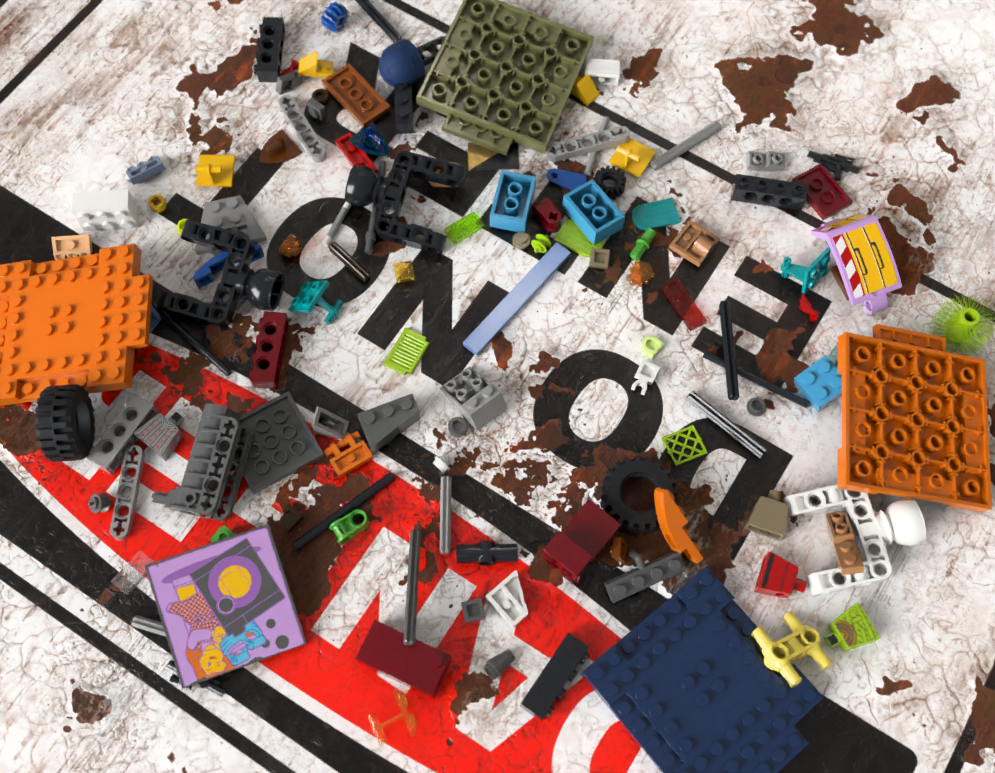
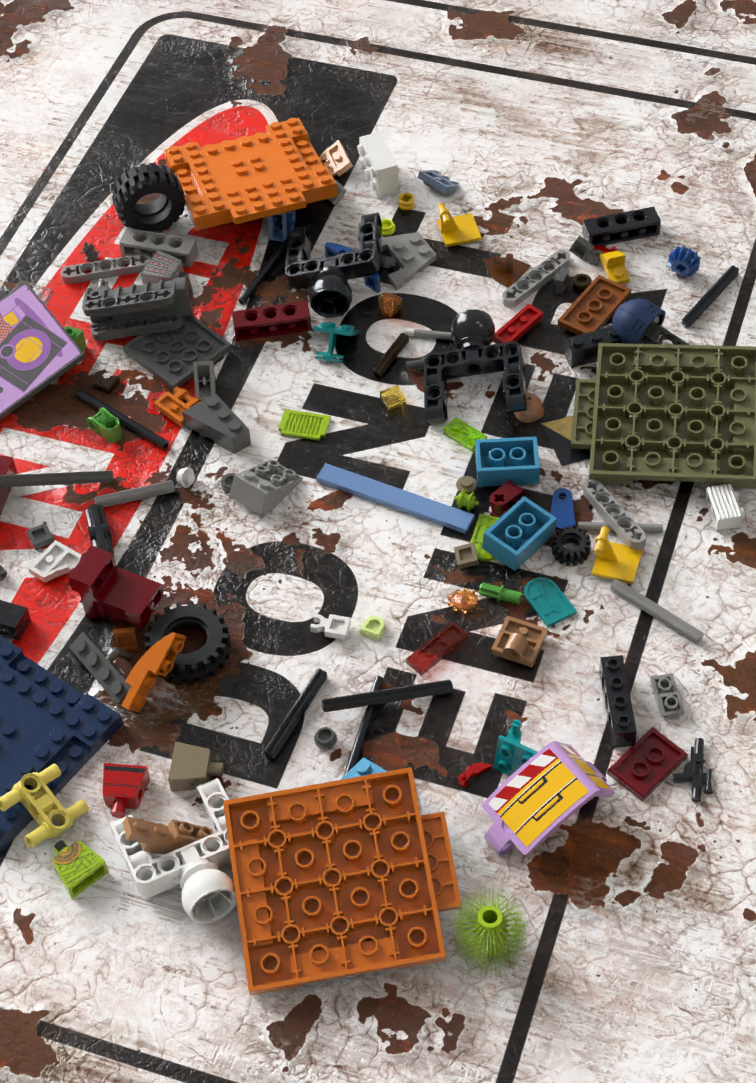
camera: 80 degrees right, 15 degrees down
(371, 141) = (541, 333): shield -> none
(585, 90) = (692, 497): yellow slope -> none
(689, 457) = (270, 691): lime window -> none

